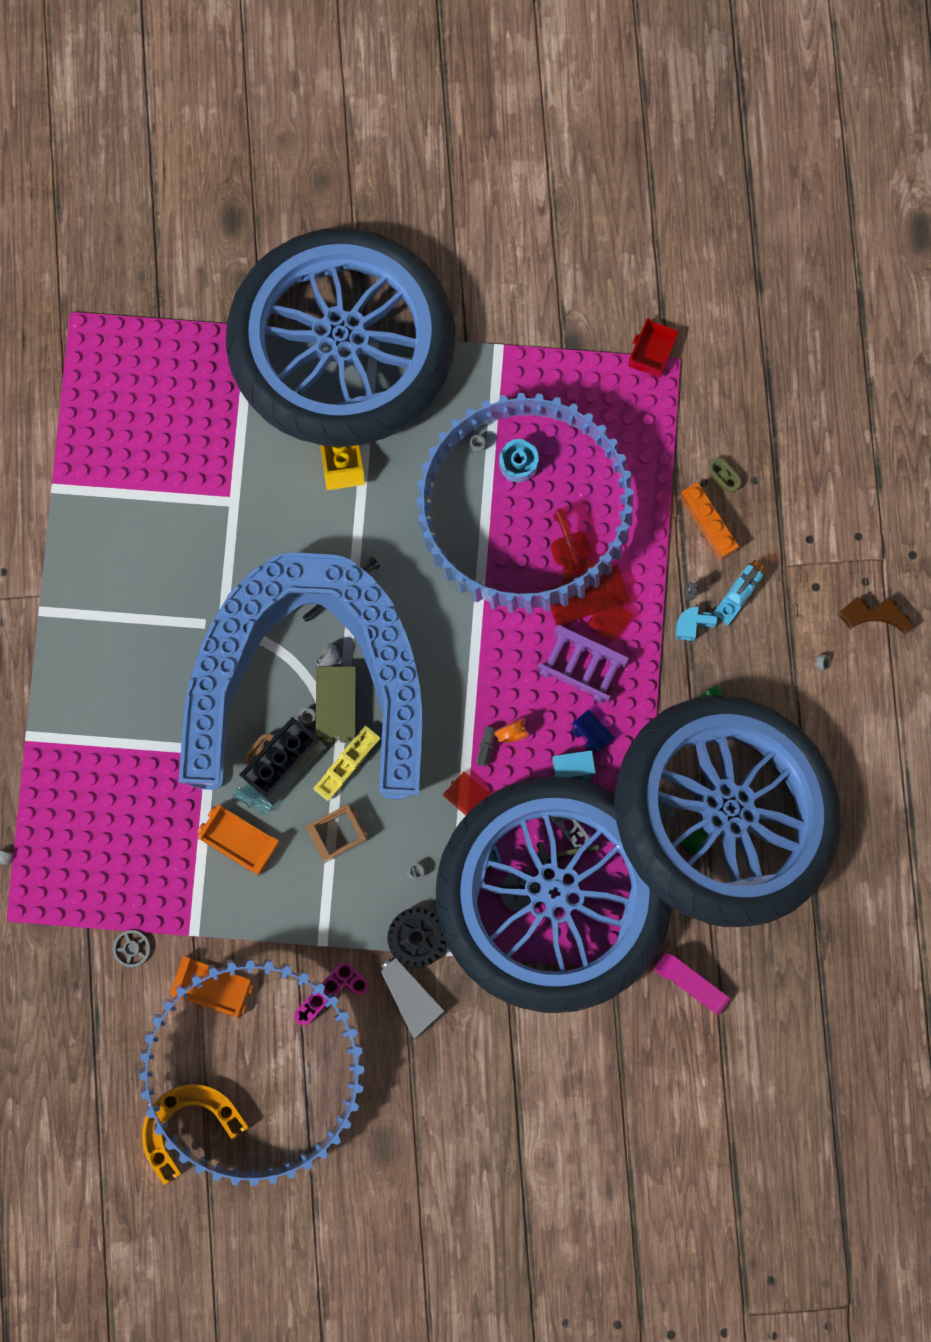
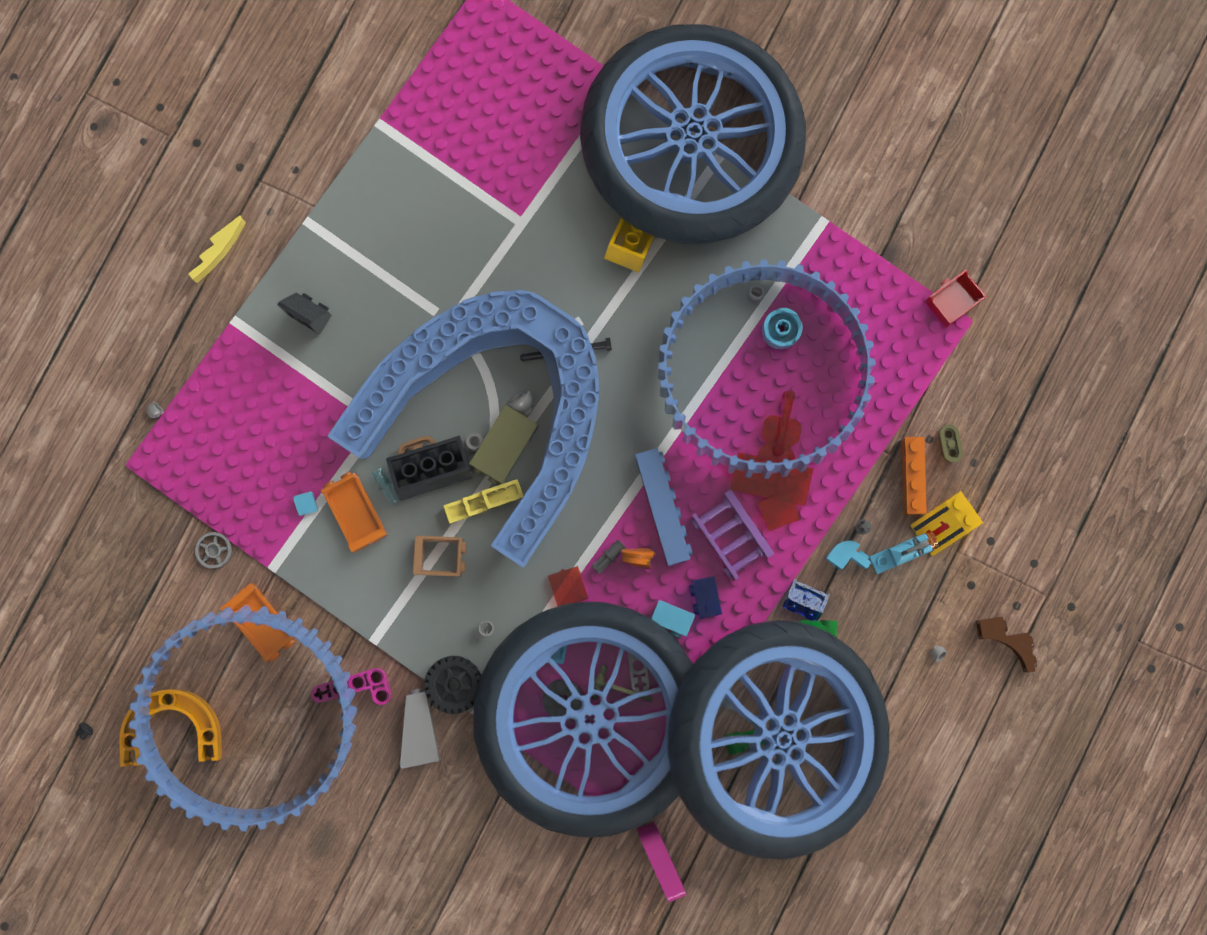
camera: 30 degrees right, 5 degrees up
(91, 689) = (306, 312): none -> black slope
(111, 1175) = (84, 730): none -> black piece
(190, 857) = (305, 503): none -> medium azure slope
(507, 675) = (662, 506): none -> medium blue brick
(680, 684) = (805, 600): none -> clear blue bracket
(762, 543) = (948, 521): none -> yellow slope

